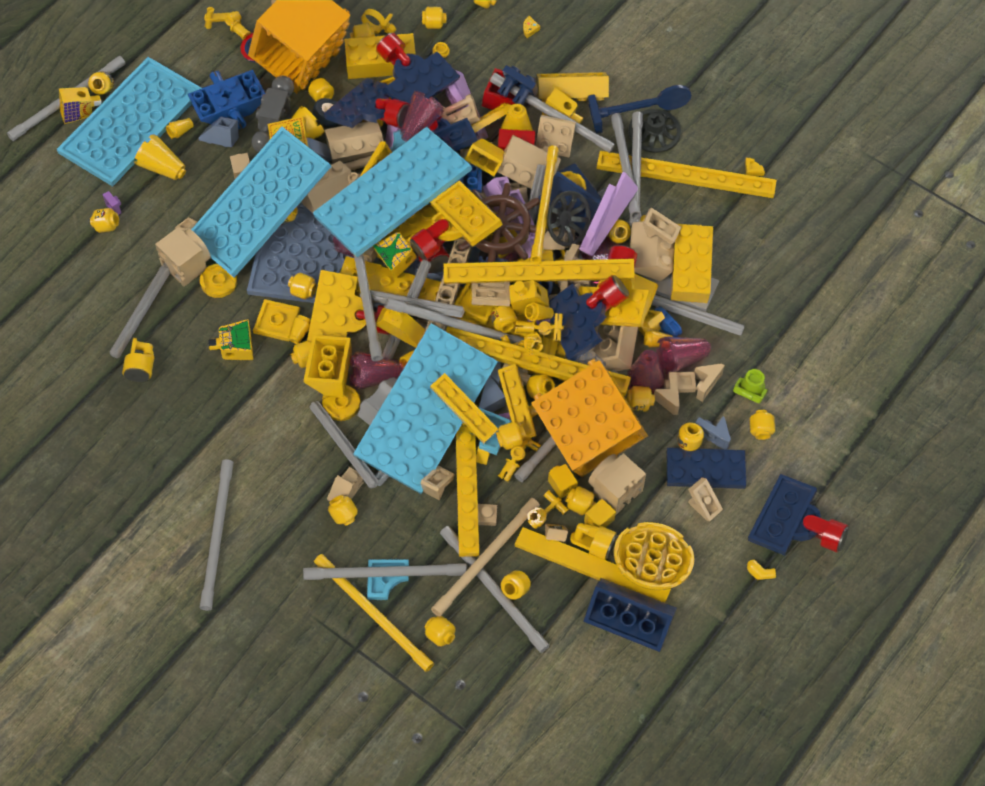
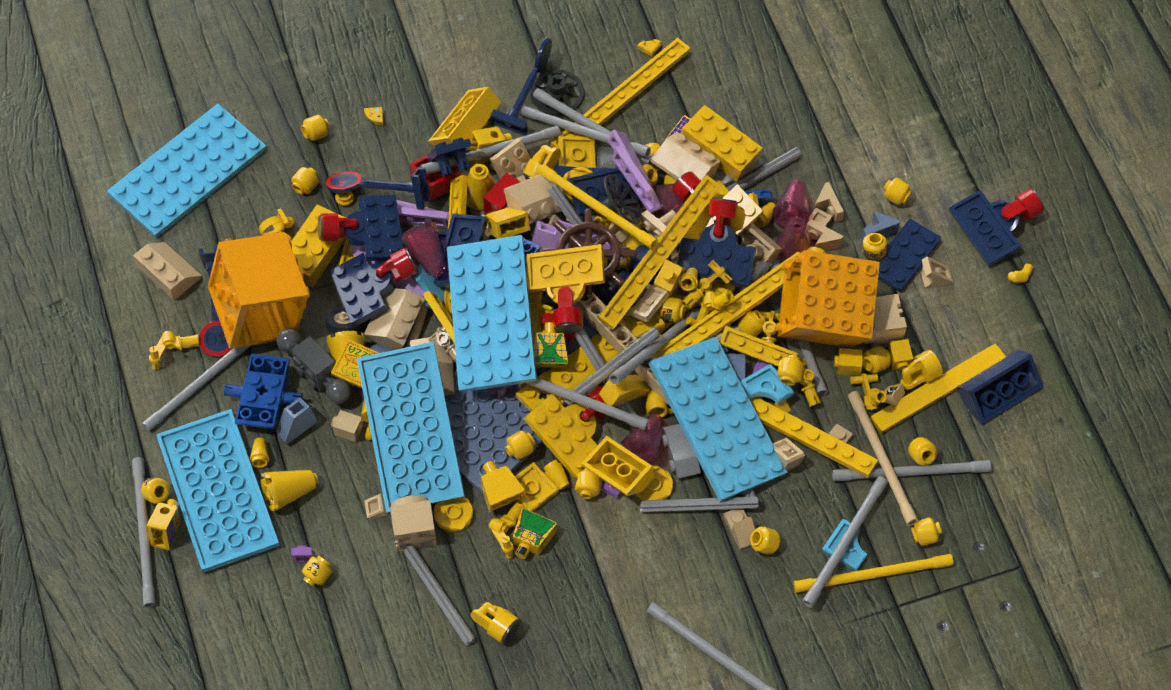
camera: 55 degrees left, 0 degrees up
(202, 56) = (157, 417): none -> light grey piece
(225, 317) = (500, 527): none -> yellow pin
(255, 293) = (499, 486): none -> yellow torso
(320, 89) = (314, 314): yellow head -> none
(464, 408) = (744, 387): yellow plate -> none
(468, 112) = (441, 216): tan plate -> none
(477, 78) = (351, 180): none -> dark blue piece
(571, 154) = (533, 164): none -> yellow piece
(602, 171) = (577, 151): none -> yellow tile
(654, 541) = (966, 336): yellow brick -> none
(661, 226) = (682, 138): tan slope -> none
(752, 386) = (855, 176): lime piece -> none

